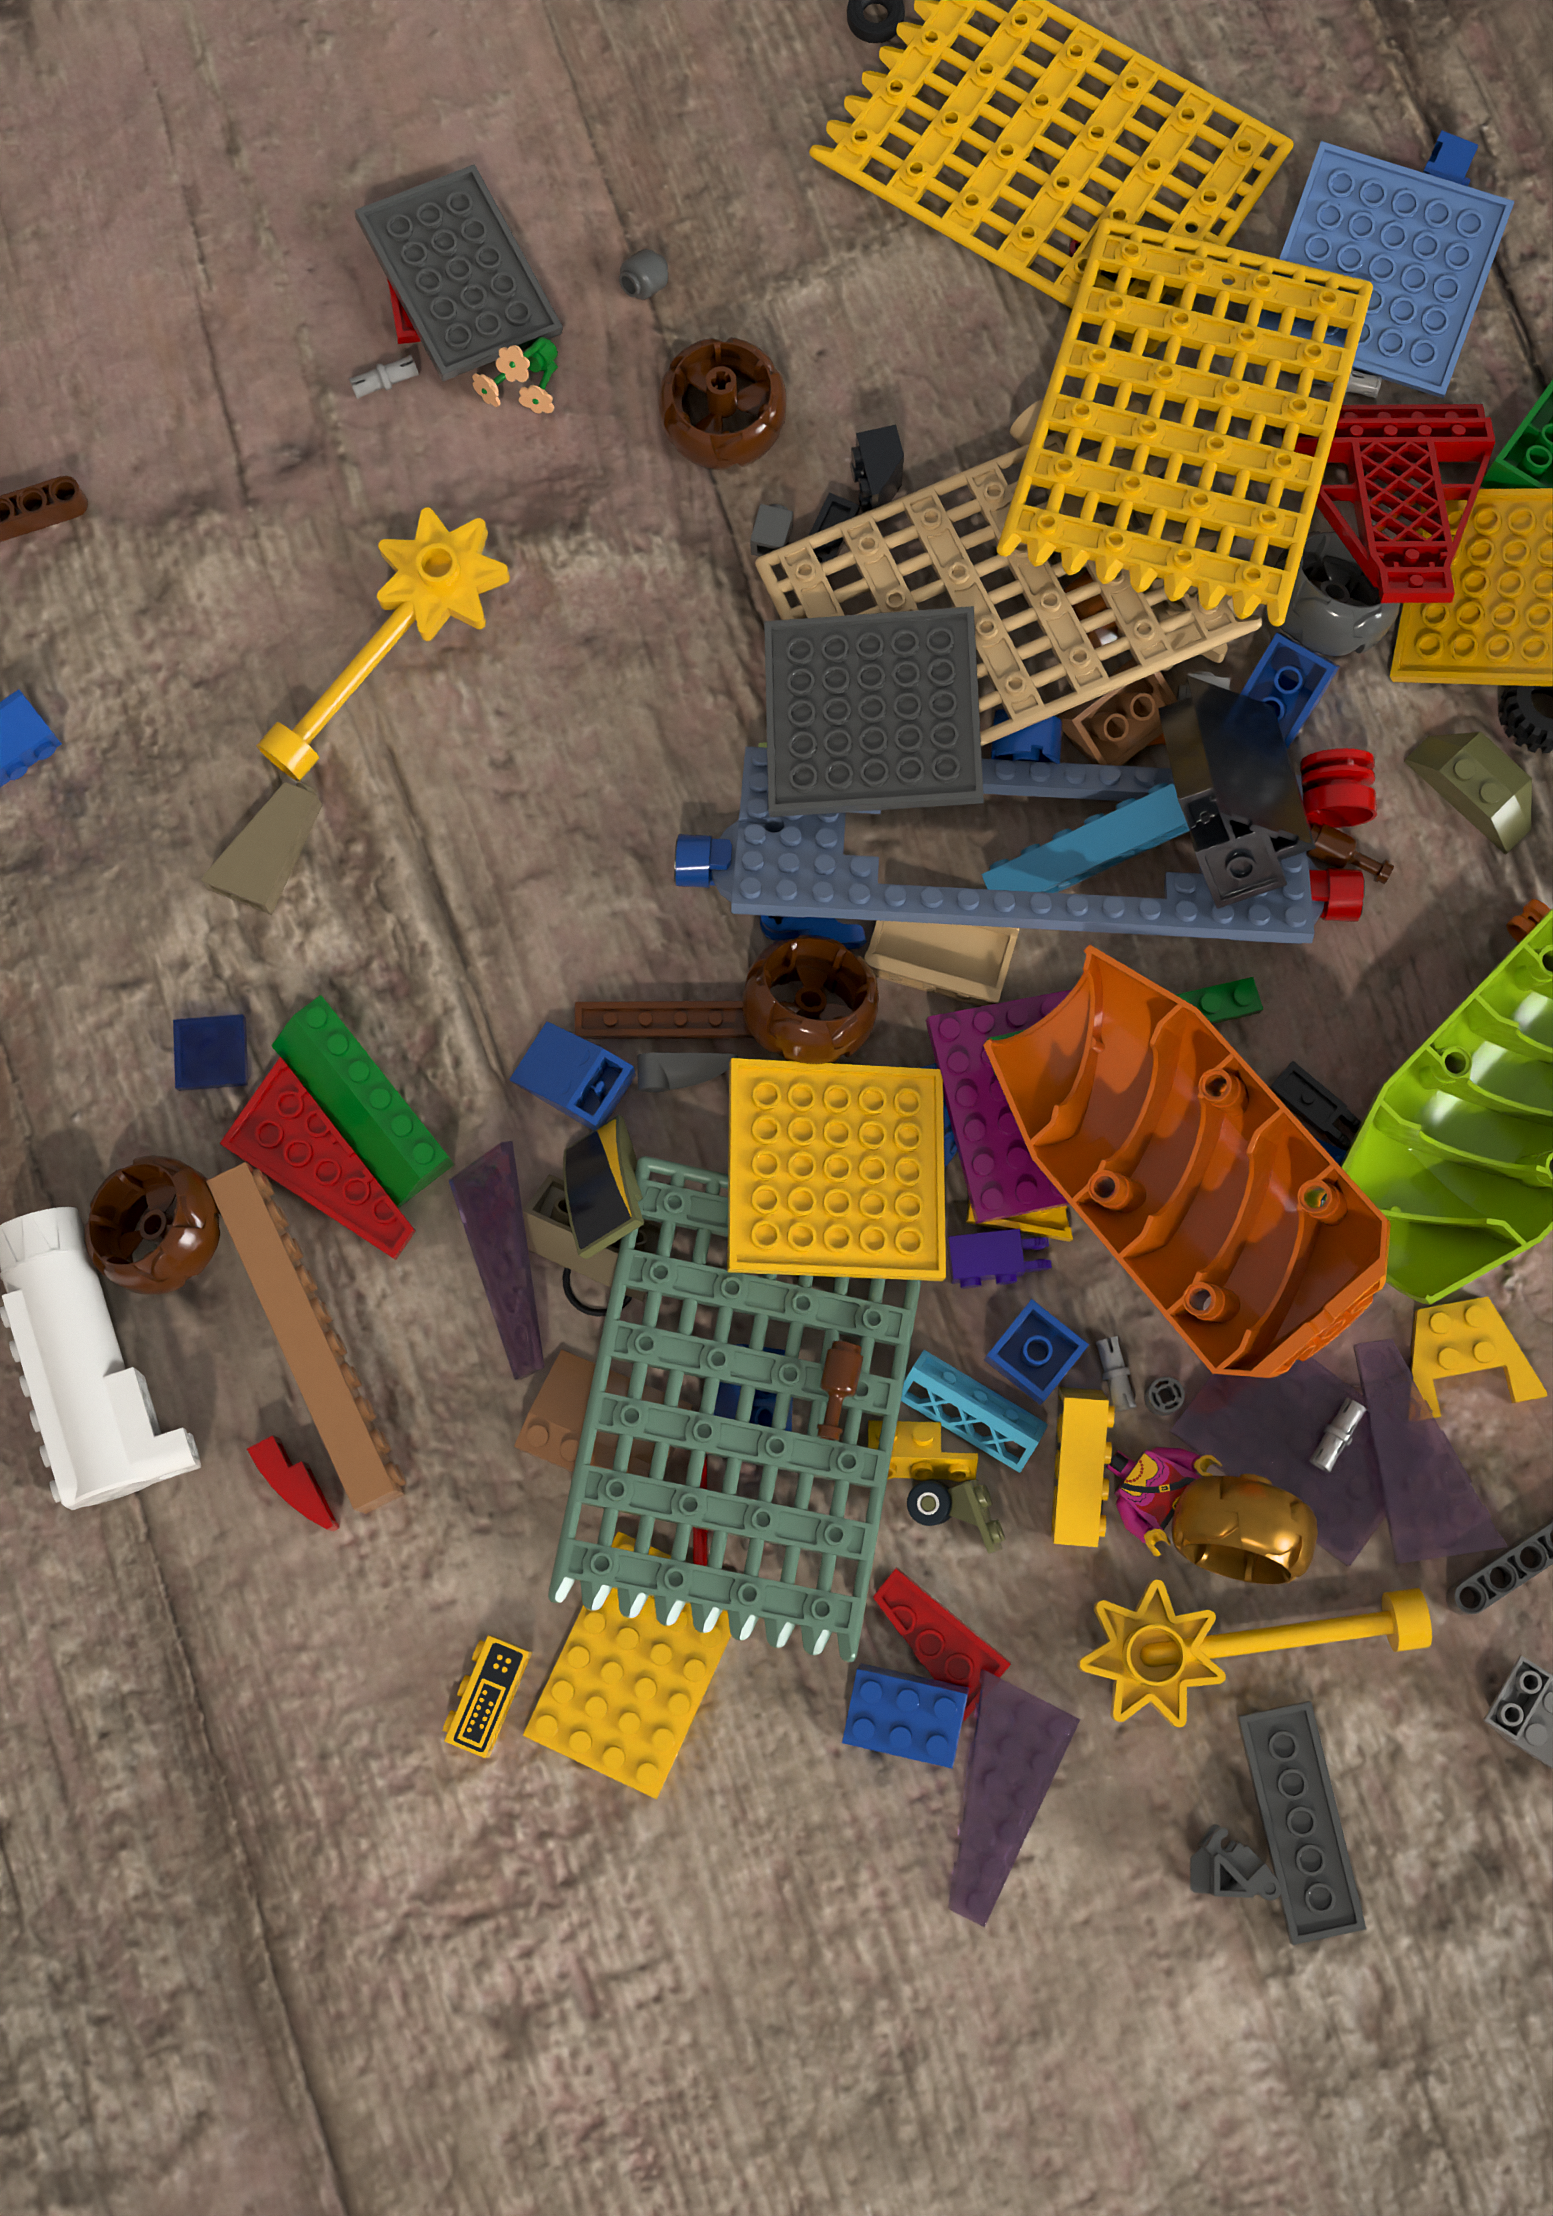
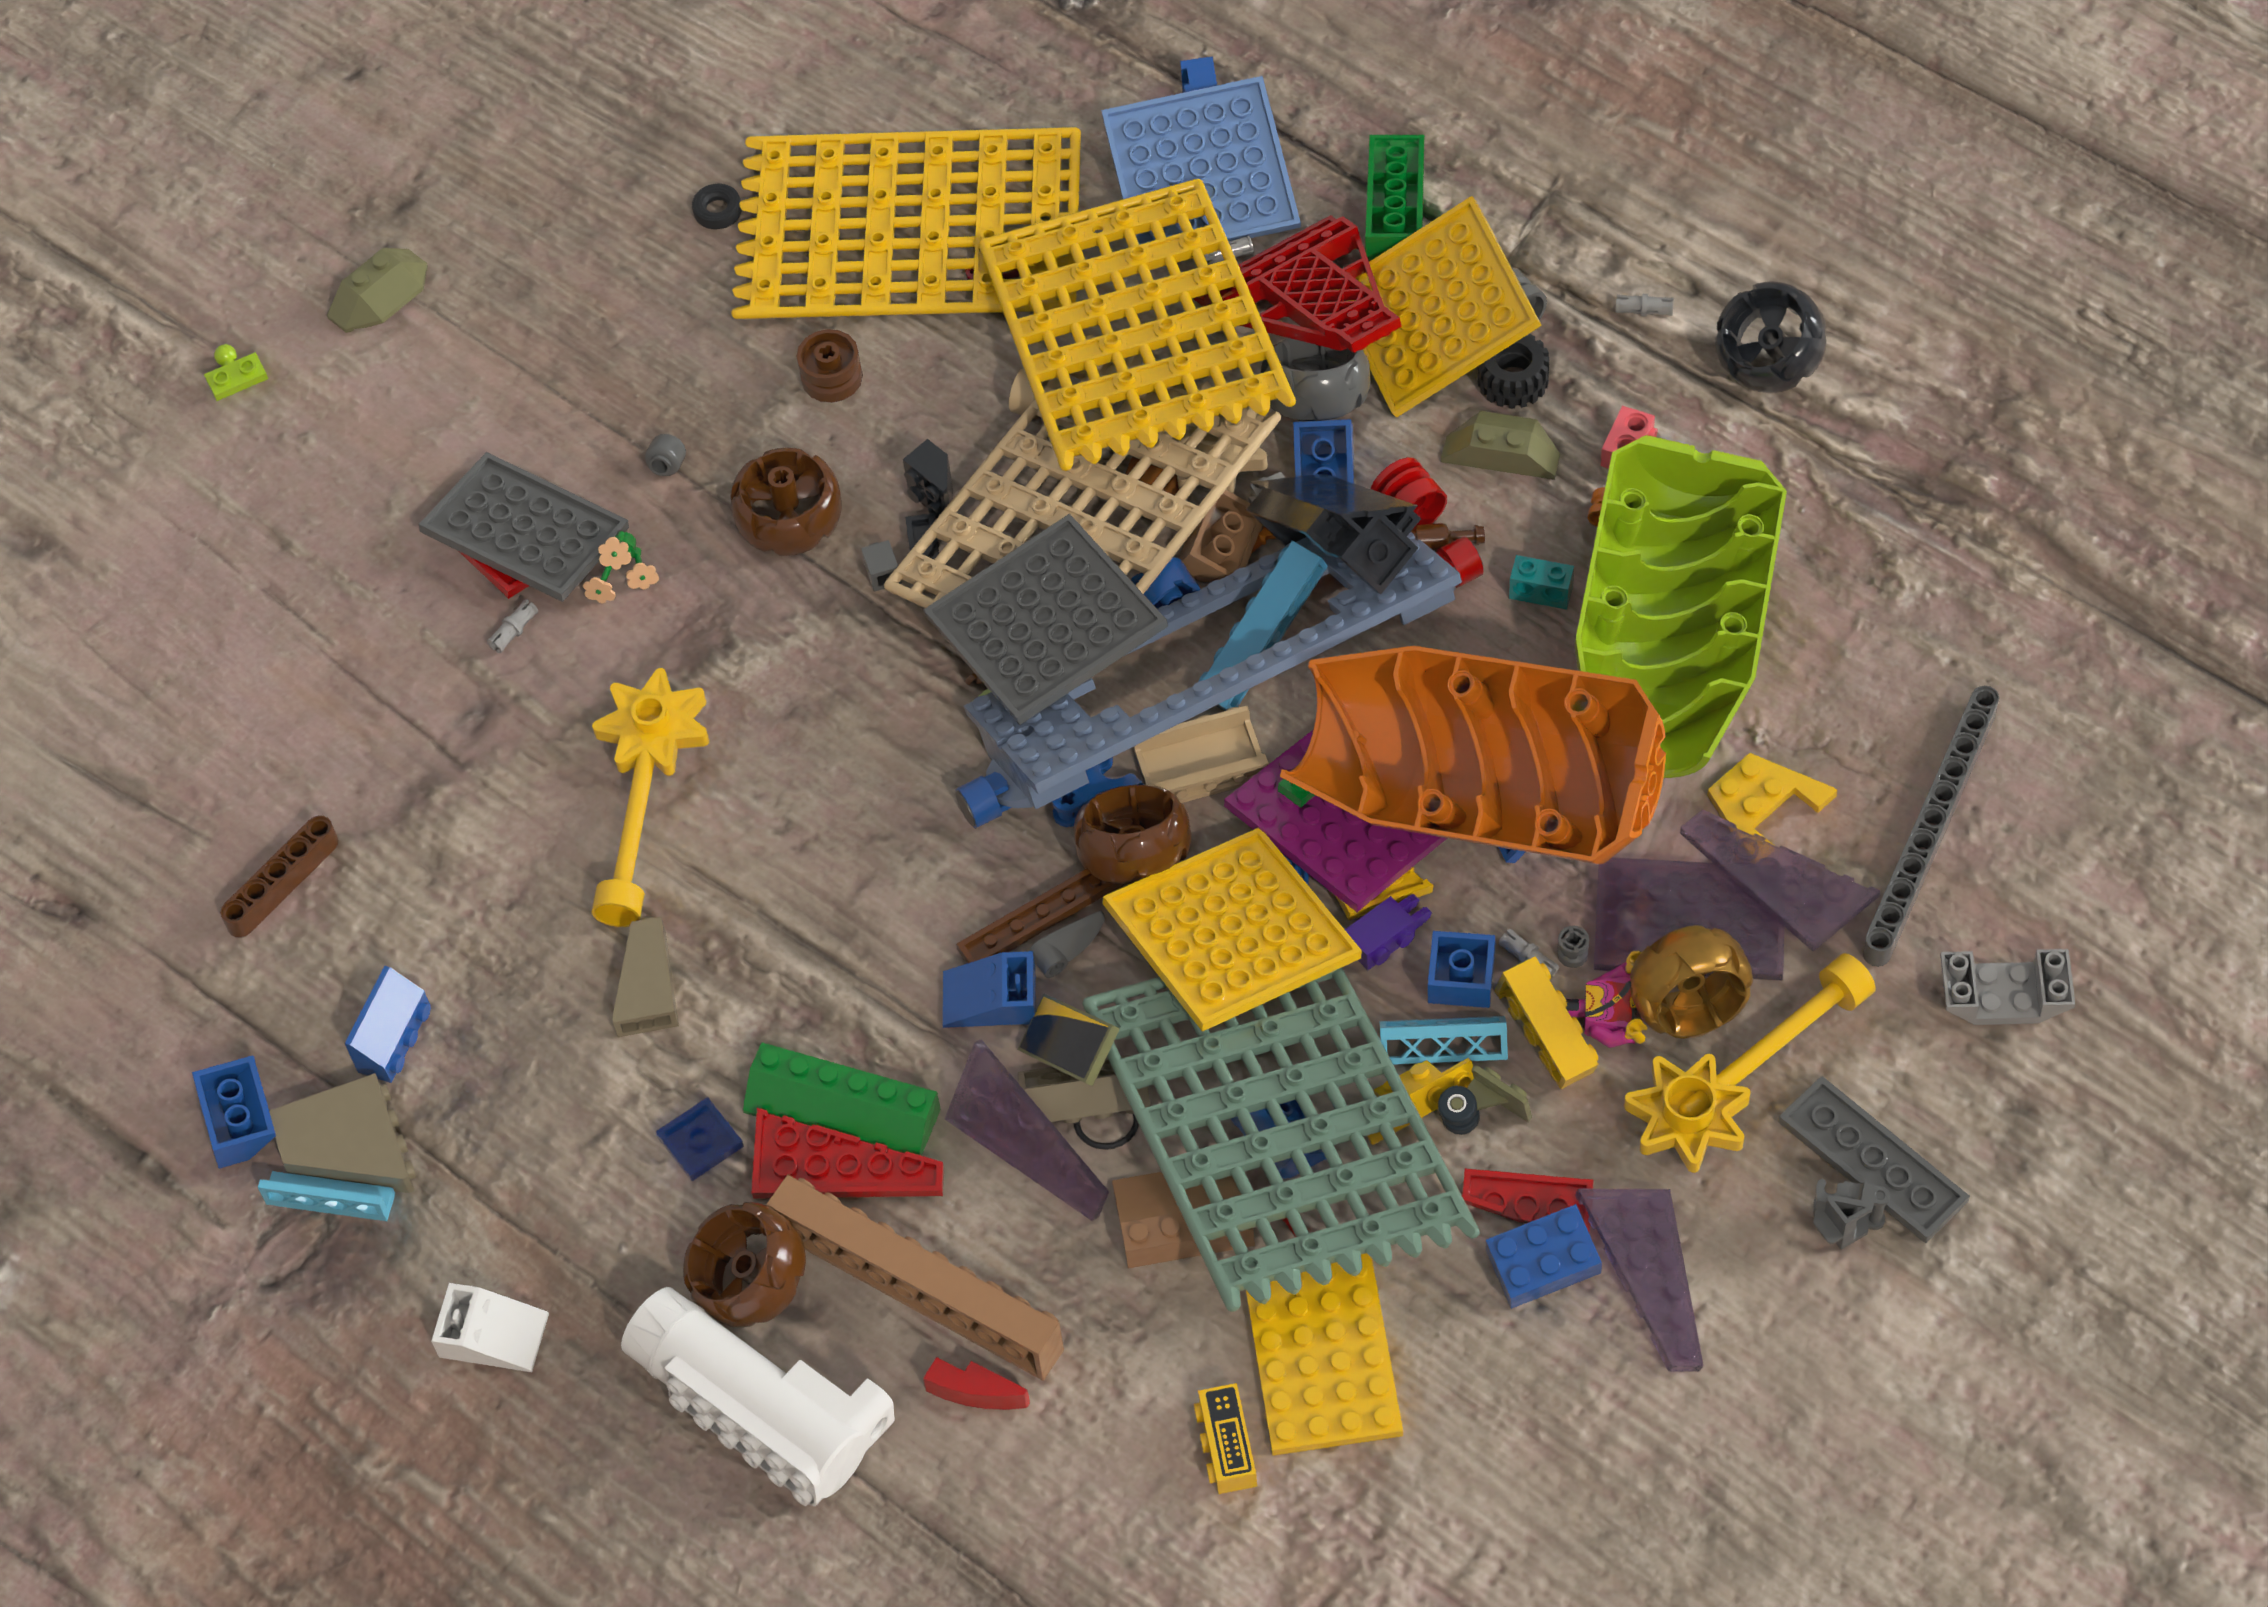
camera: 30 degrees left, 20 degrees down
(840, 1381) = (1335, 1058): reddish brown piece -> none
(865, 271) = (829, 365): none -> reddish brown wheel
(1337, 1435) = (1711, 894): light grey pin -> none
(1409, 969) = (1541, 582): none -> teal brick

